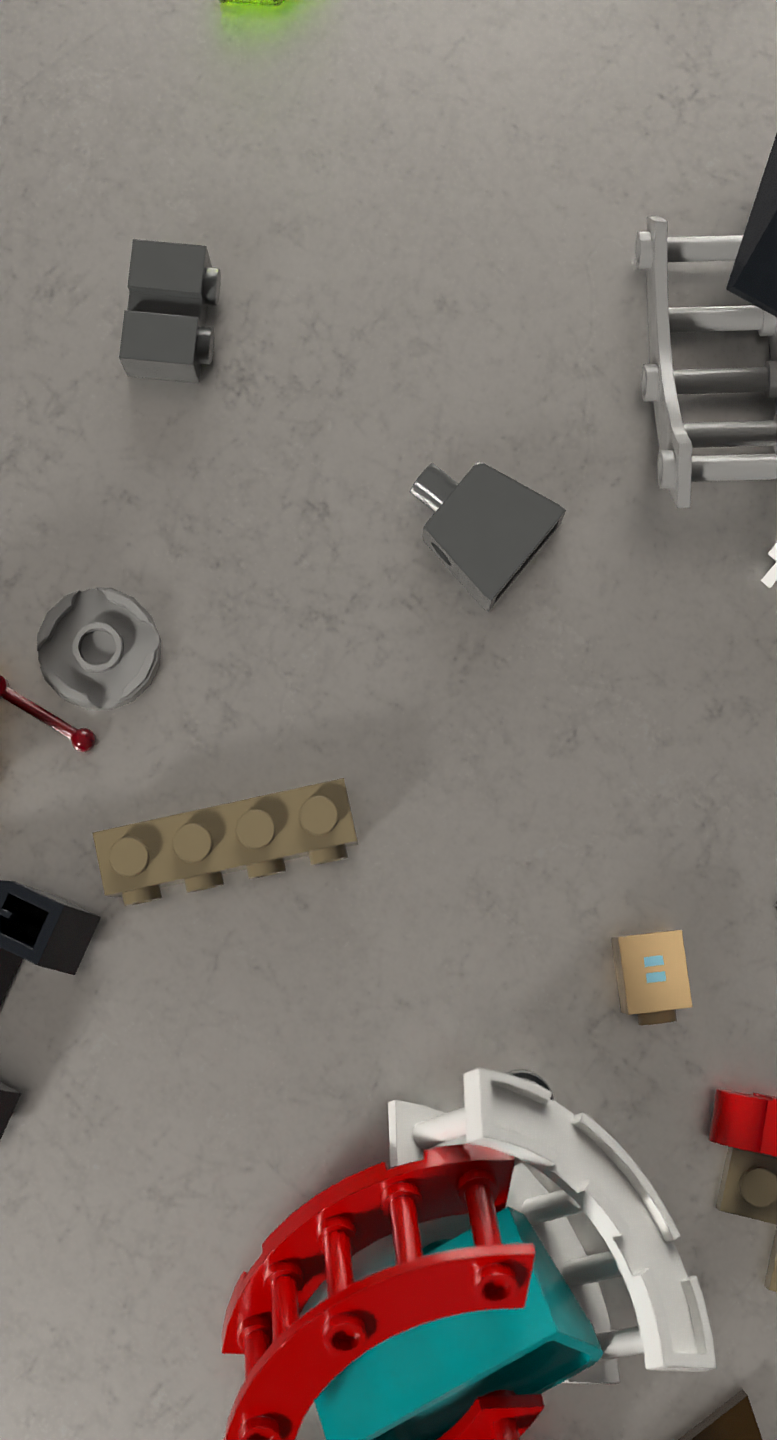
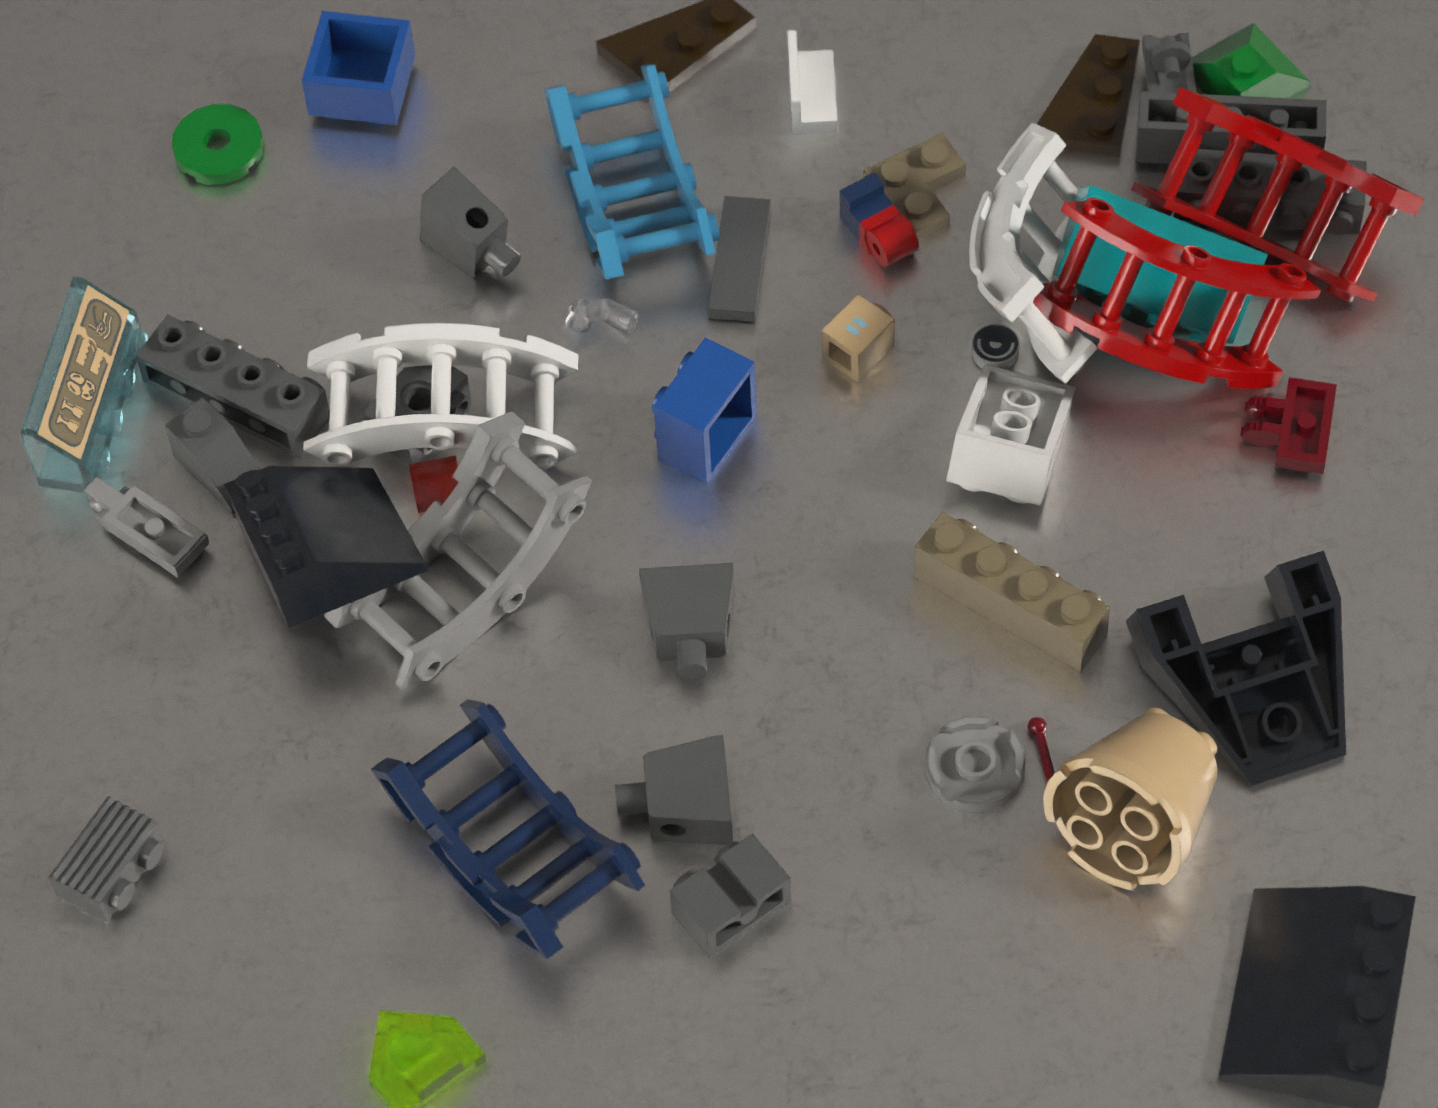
camera: 130 degrees left, 25 degrees down
(146, 1311) = (1304, 426): none -> dark red hinge
(303, 360) = (683, 793): none -> dark grey torso
(398, 120) = (476, 870): none -> dark blue fence
(400, 1010) = (1010, 435): none -> white slope
(692, 727) = (705, 410): none -> blue piece

